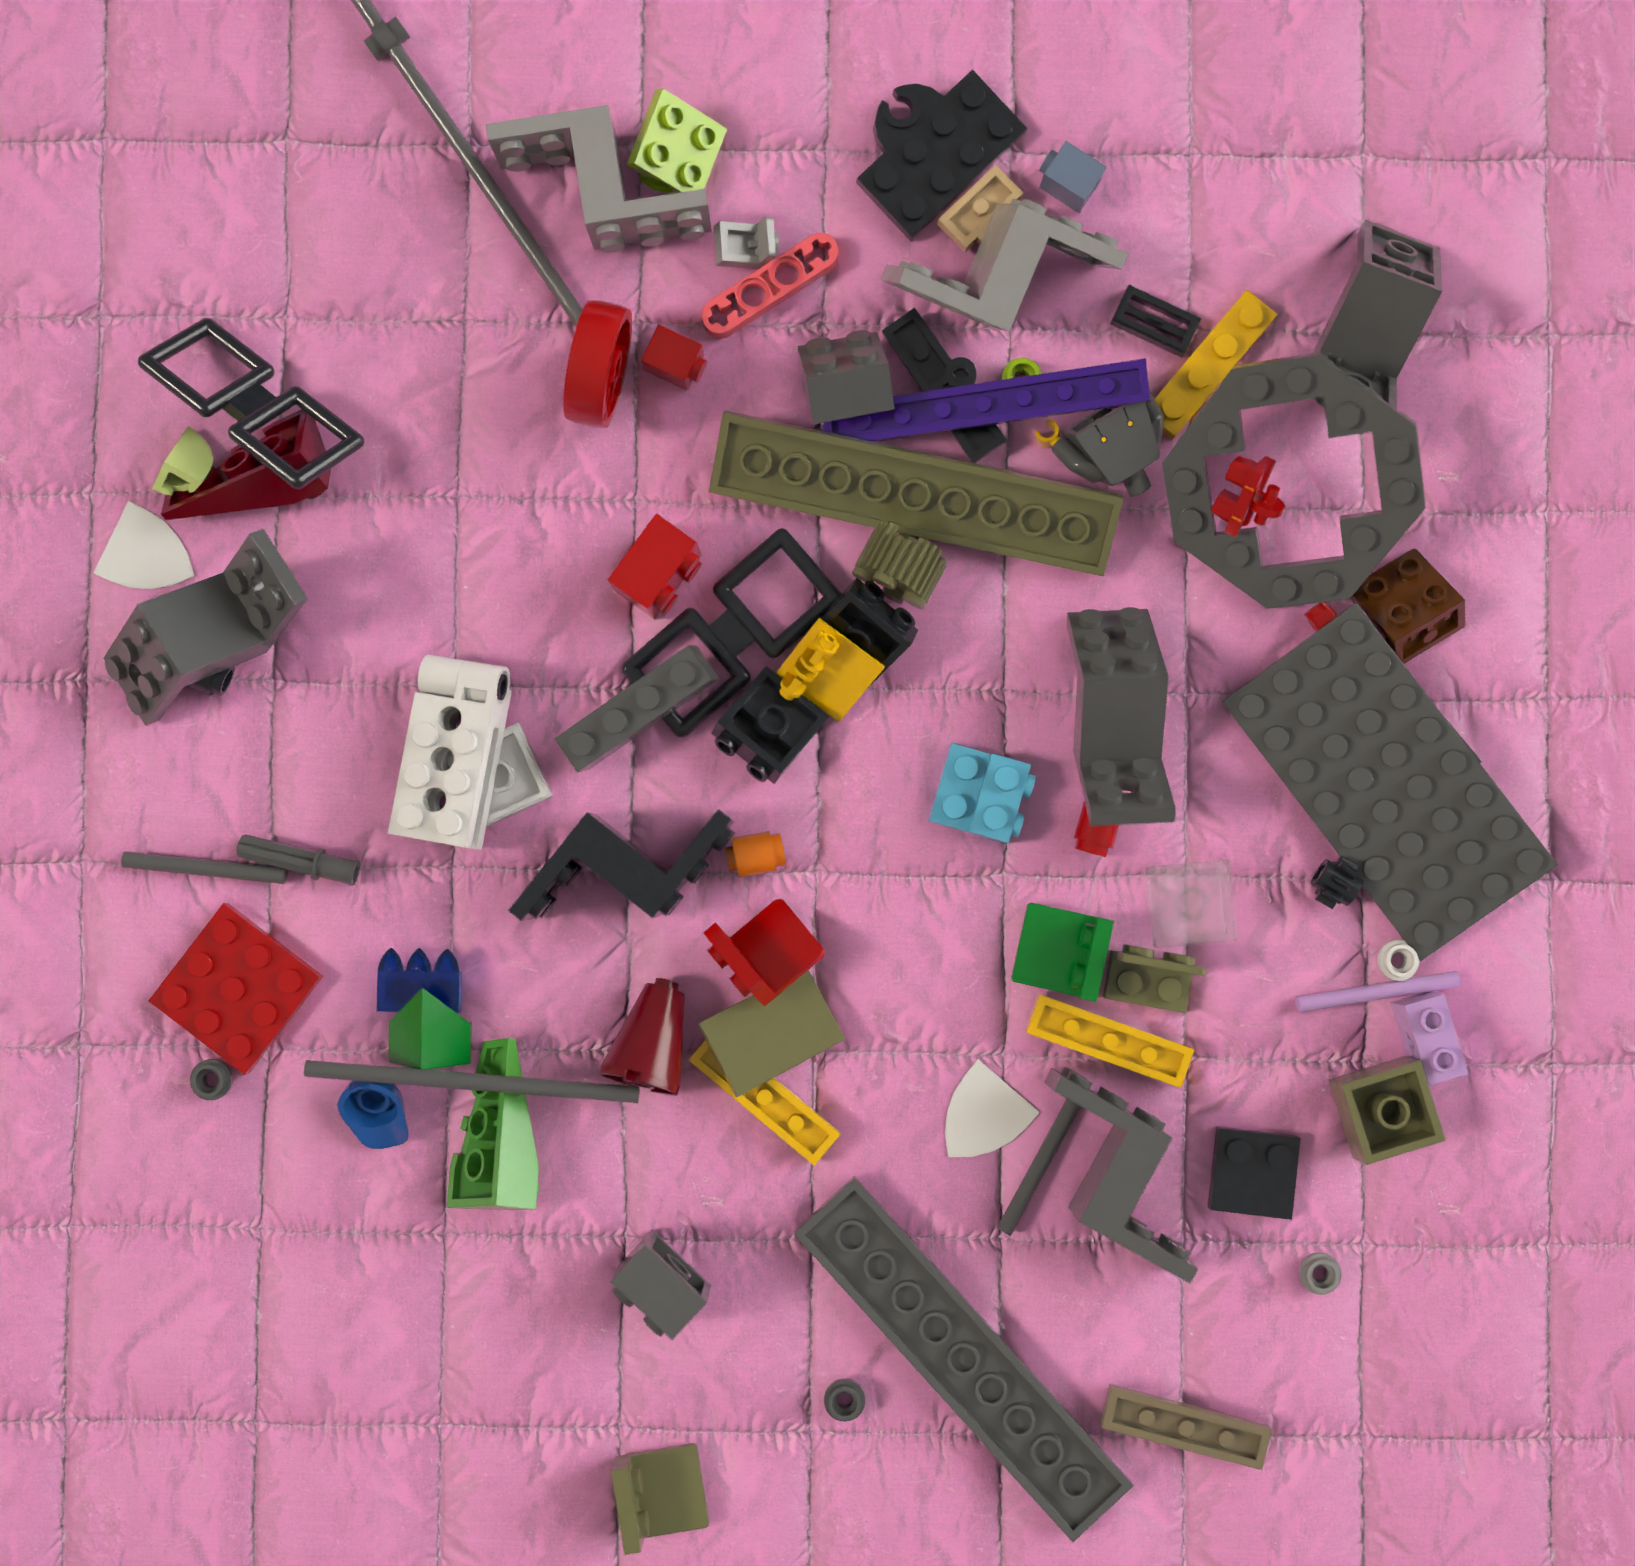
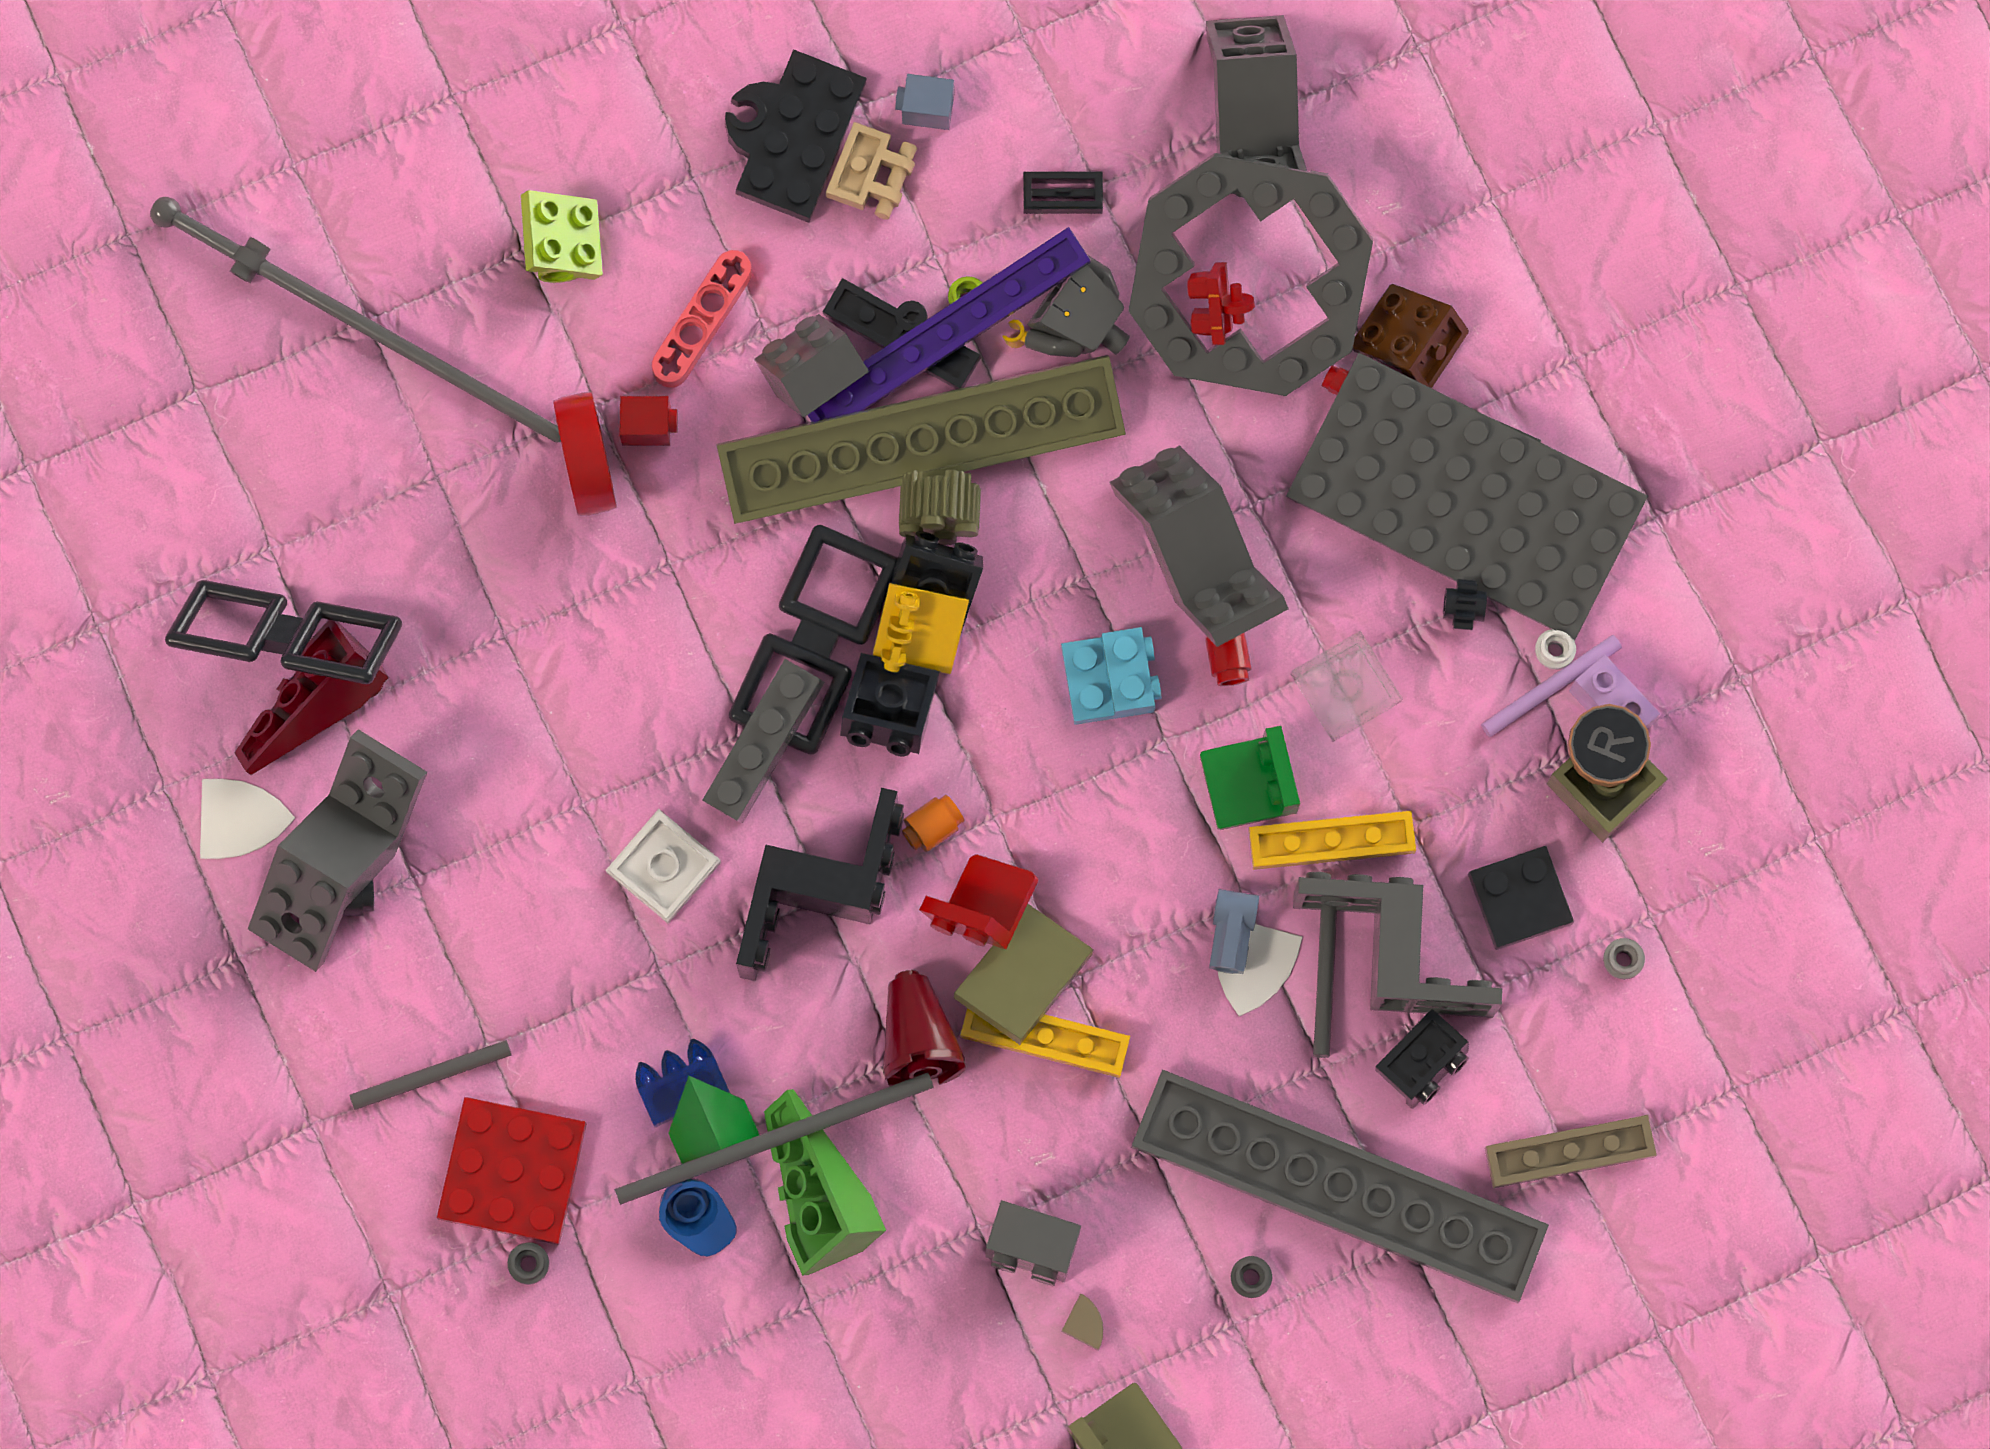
camera: 25 degrees left, 10 degrees down
(185, 465) = (245, 719): yellowish green brick -> none
(298, 859) = (514, 1025): dark grey axle -> none
(483, 699) = (582, 807): white hinge -> none
(593, 143) = (508, 294): light grey bracket -> none
(656, 567) = (720, 609): red brick -> none
(676, 1369) = (1085, 1323): none -> dark tan tile
(745, 244) = (663, 292): light grey bracket -> none
(984, 1072) = (1234, 920): none -> sand blue piece
(1006, 263) = (905, 203): light grey bracket -> none
(1094, 1281) = (1424, 1059): none -> black bracket
(1150, 981) = (1341, 764): olive bracket -> none
(1212, 361) = (1129, 202): yellow plate -> none
(1408, 1085) = (1609, 745): none -> black tile

